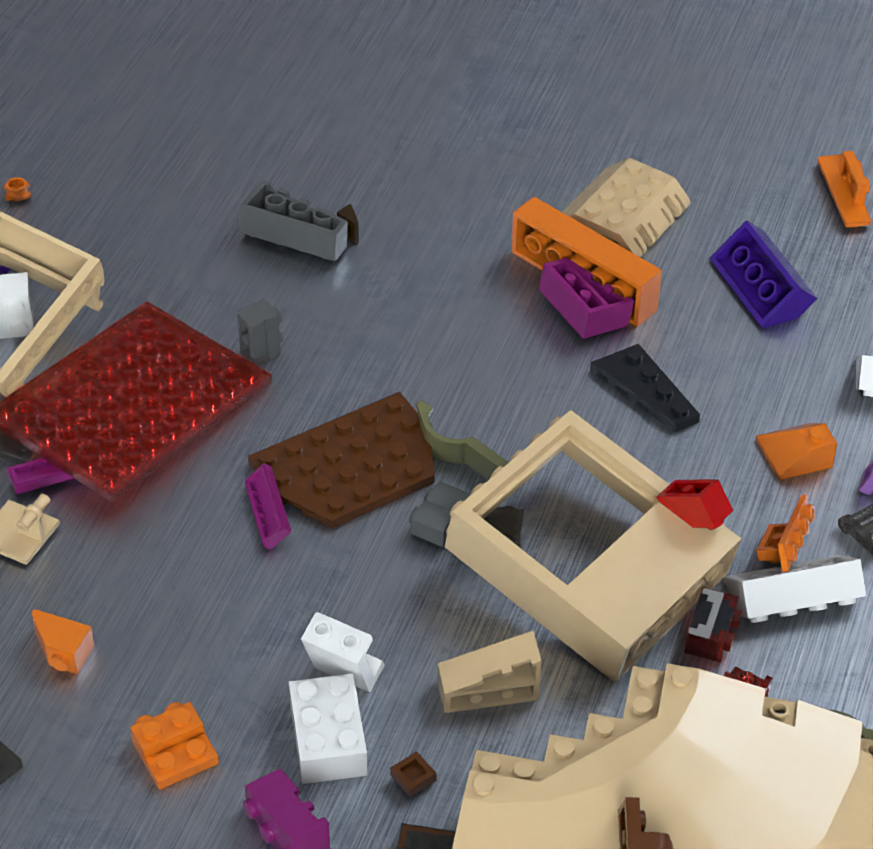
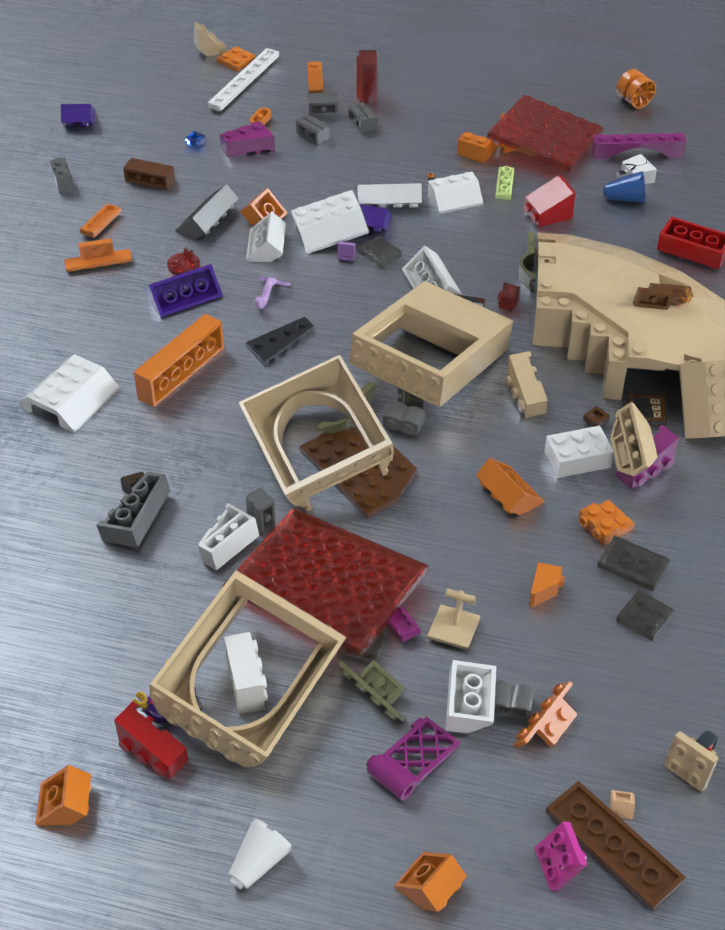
camera: 95 degrees left, 0 degrees up
(17, 189) = (83, 690): orange plate -> none
(75, 764) = (633, 563): none -> clear smoke plate
(218, 299) = (227, 537): none -> white wedge
(264, 627) = (508, 487): none -> orange slope
(267, 506) = (411, 498): magenta plate -> none
(284, 771) = (632, 441): none -> tan wedge
(341, 650) = (533, 440): white panel -> none
(416, 346) = (323, 385): none -> tan panel
(532, 162) = (72, 392): none -> white slope
(582, 300) = (212, 363): magenta wedge -> none
(630, 204) = (116, 350): tan slope -> none
(697, 502) = (413, 287): red slope -> none
(782, 373) = (260, 302): none -> lavender piece
(783, 541) = (403, 278): orange bracket -> none
(799, 449) = (326, 278): orange slope -> none
(837, 281) = (183, 262): none -> clear red plate

